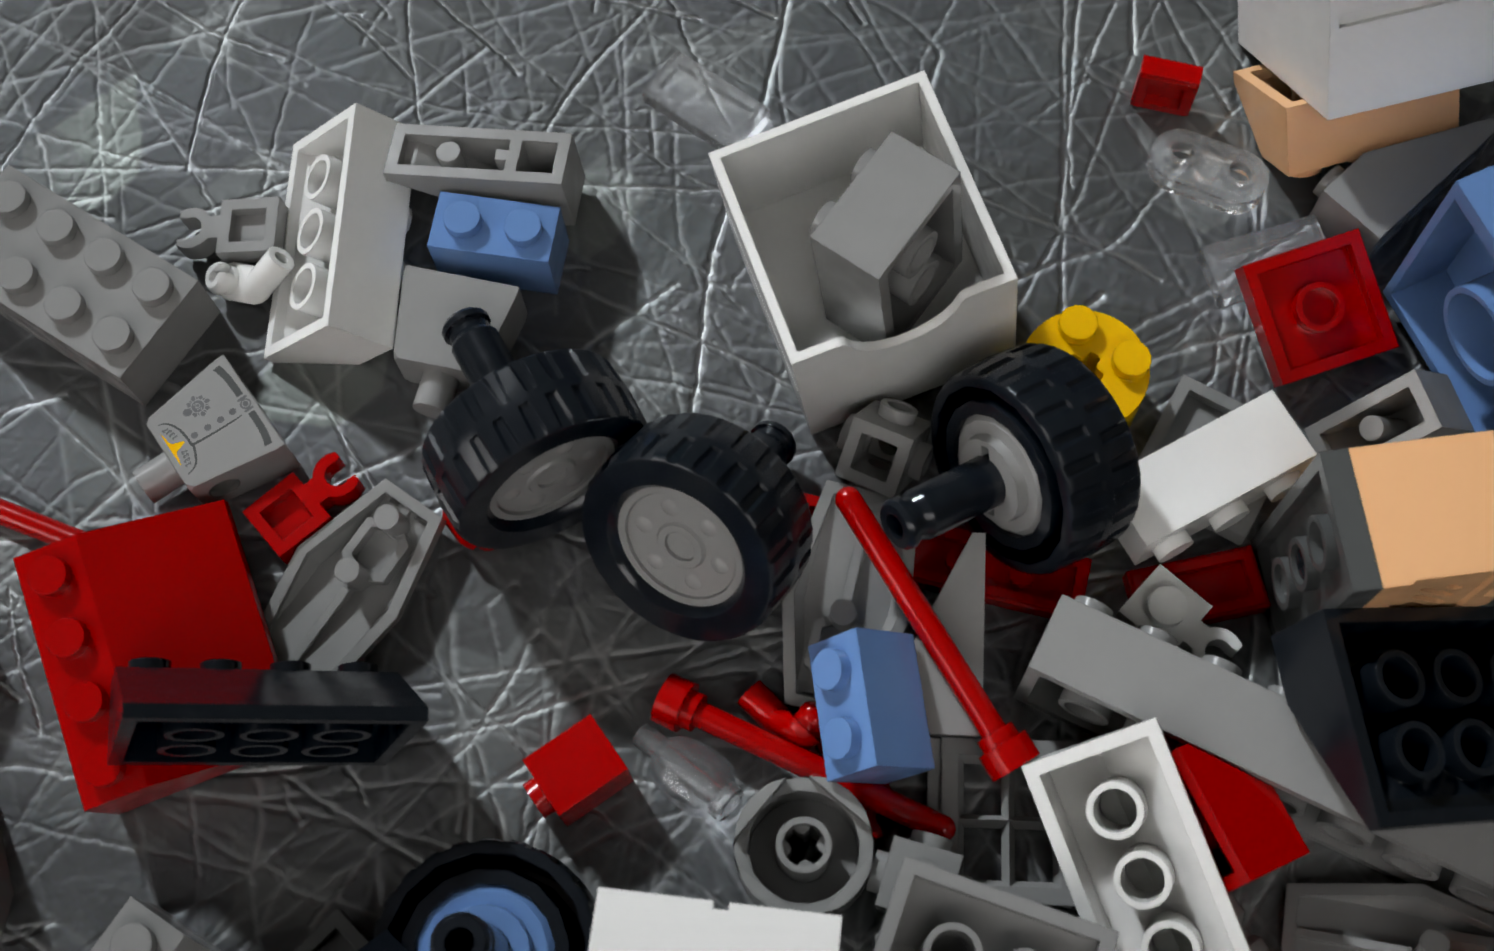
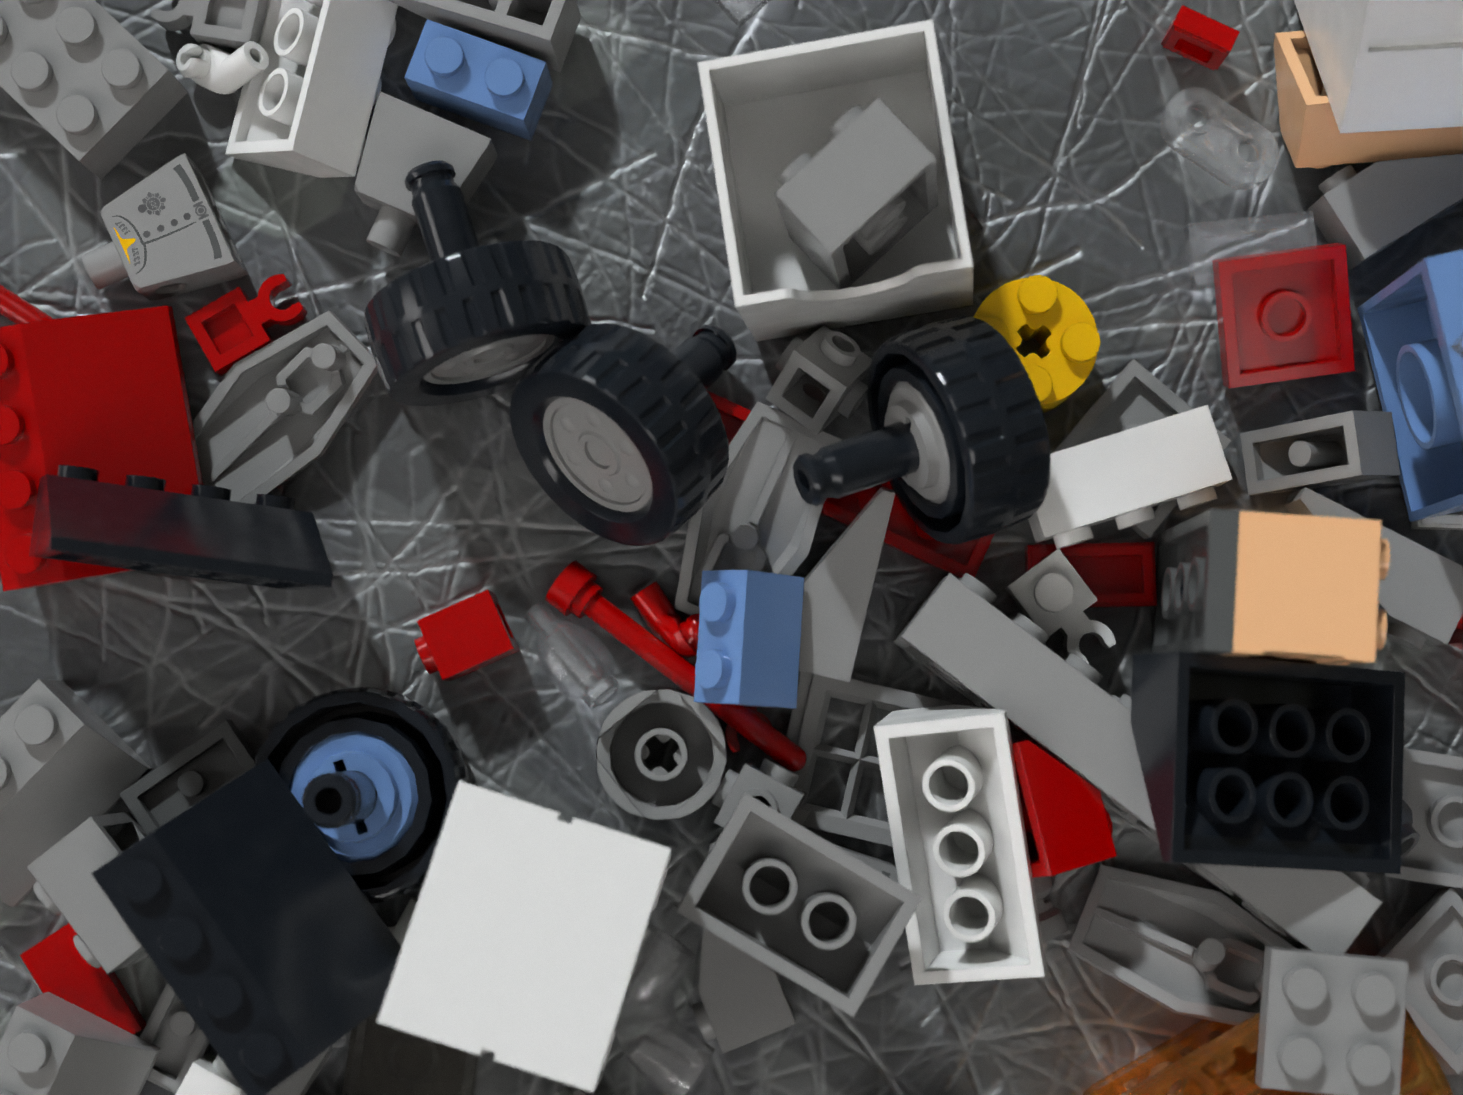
camera: 10 degrees right, 15 degrees up
(1001, 743) = (864, 695): red piece -> none

